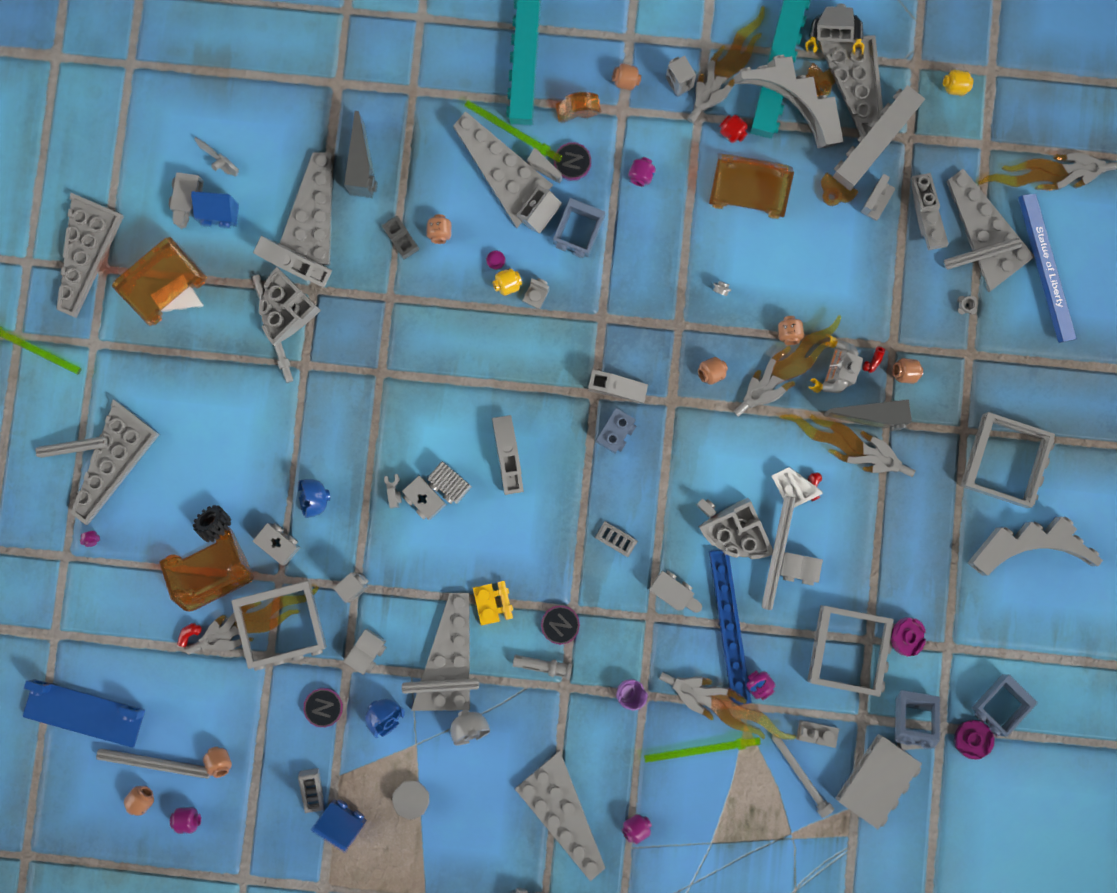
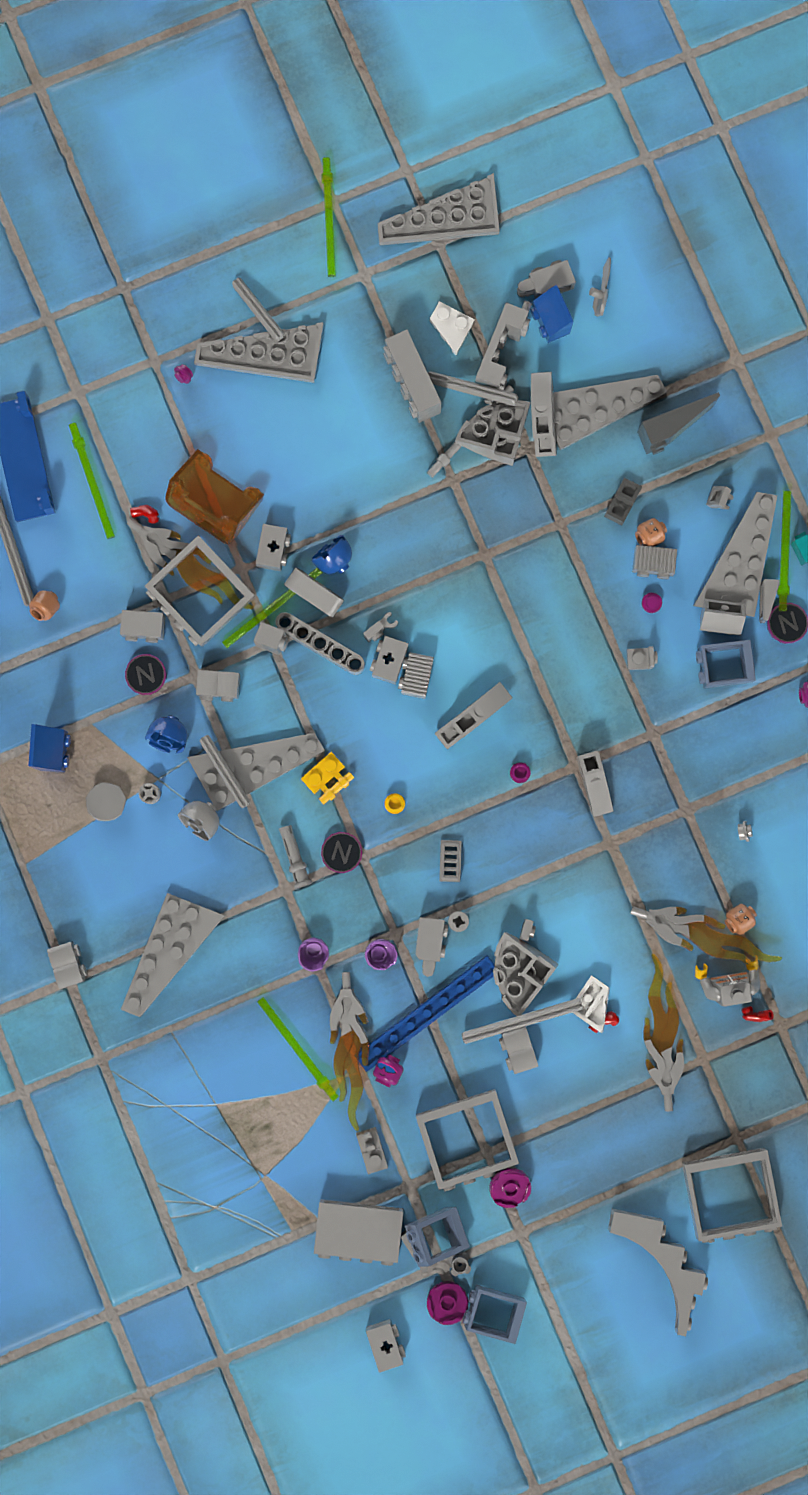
camera: 55 degrees right, 0 degrees up
(98, 658) = (79, 444): none -> clear neon green bar
(158, 280) = (457, 301): clear orange windscreen -> none
(200, 350) = (412, 375): none -> light grey brick
(204, 246) = (513, 325): none -> light grey brick
(212, 523) = (258, 477): black tyre -> none
(233, 312) = (473, 388): none -> light grey axle
(280, 688) = (142, 625): none -> light grey brick
(310, 774) = (76, 693): light grey slope -> none
(320, 534) = (264, 613): none -> clear neon green bar
(333, 529) = (314, 592): none -> light grey beam
(368, 549) = (327, 651): none -> light grey beam
(421, 760) = (146, 791): none -> light grey wheel
(440, 158) = (719, 497): none -> light grey tile
(463, 239) = (654, 561): none -> light grey brick
(507, 282) = (636, 625): yellow head -> none
(544, 559) = (394, 803): none -> yellow plate
(575, 442) = (520, 772): none -> magenta plate
(616, 430) = (552, 805): sand blue brick -> none
(636, 829) = (191, 1026): magenta head -> none
(662, 638) = (381, 954): none -> medium lavender hair
(666, 559) = (458, 921): none -> light grey wheel
(712, 370) = (660, 865): nougat head -> none
(824, 807) = (306, 1192): light grey piece -> none
(881, 415) = (707, 1049): dark grey slope -> none
(907, 370) = (764, 1052): nougat head -> none
(954, 709) = (464, 1268): none -> light grey plate
(992, 816) = (384, 1357): none -> light grey brick

